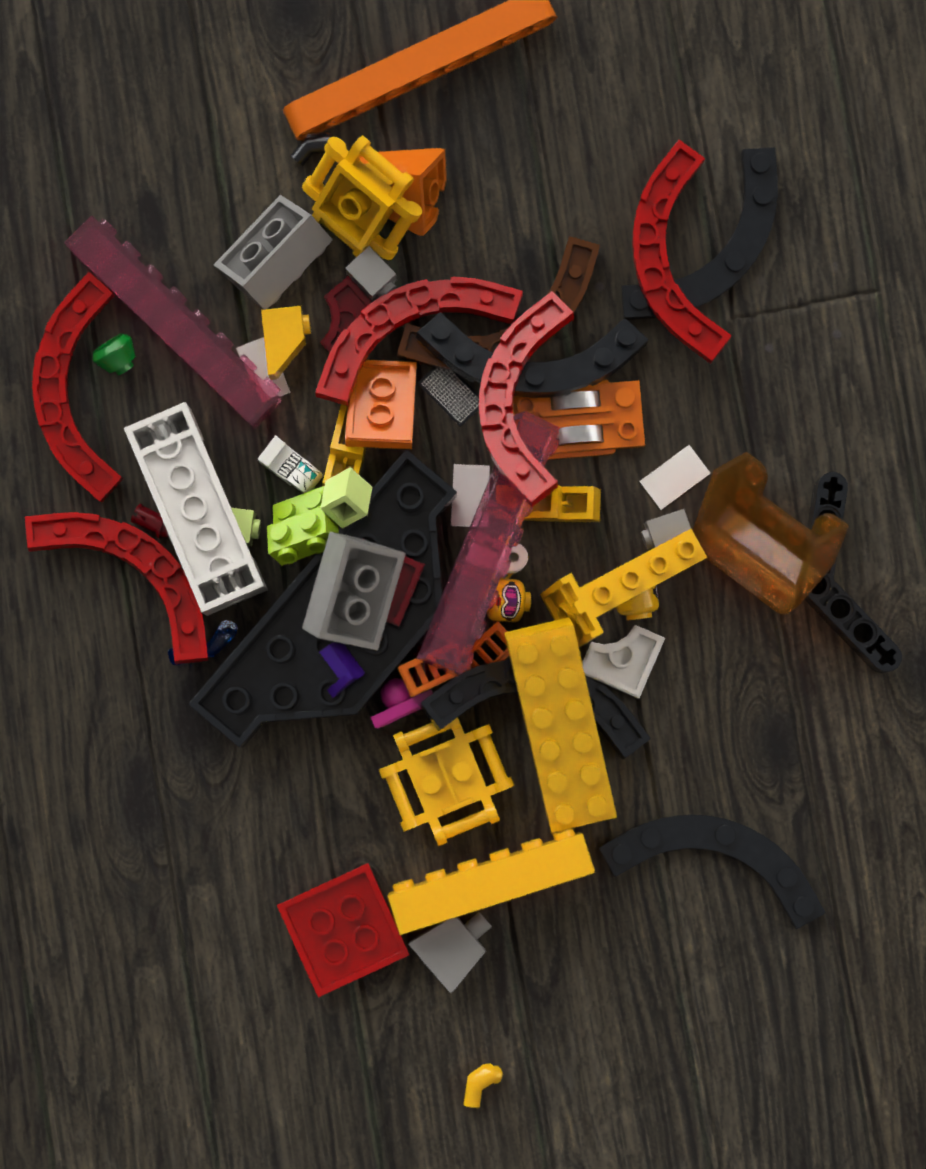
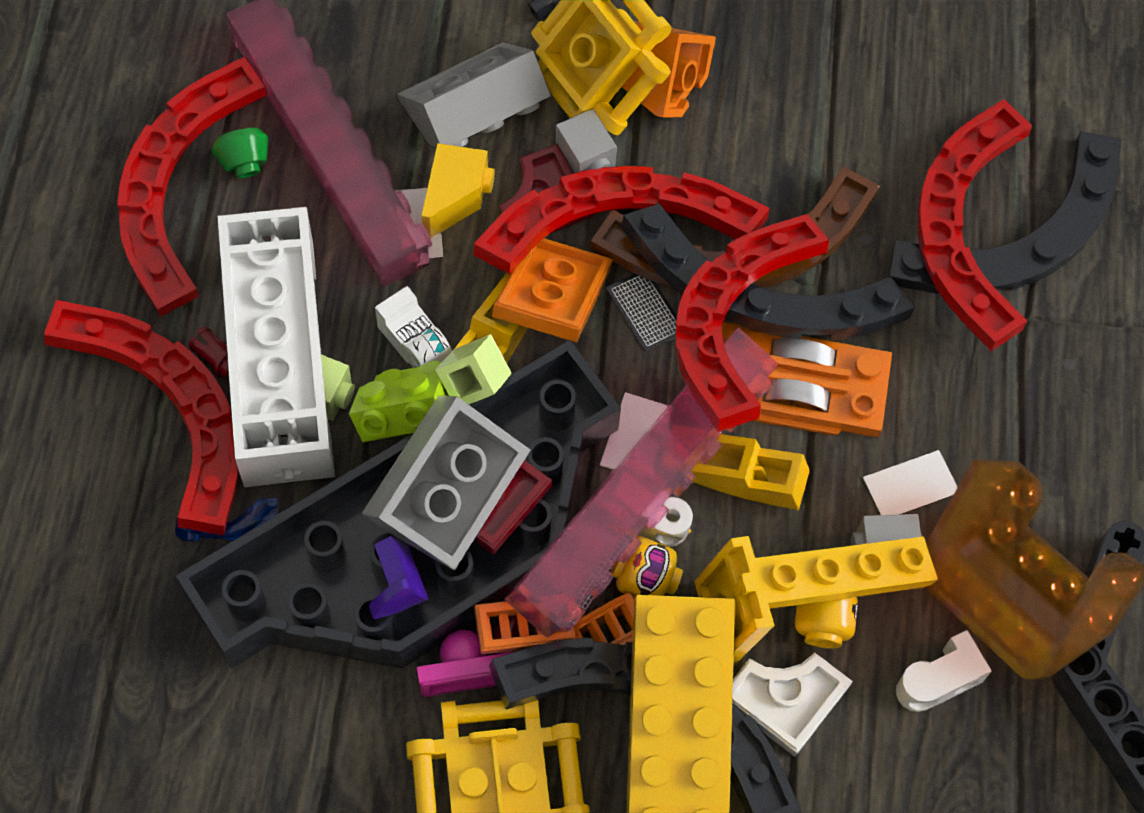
camera: 15 degrees right, 20 degrees down
(717, 626) = (932, 683): none -> white leg

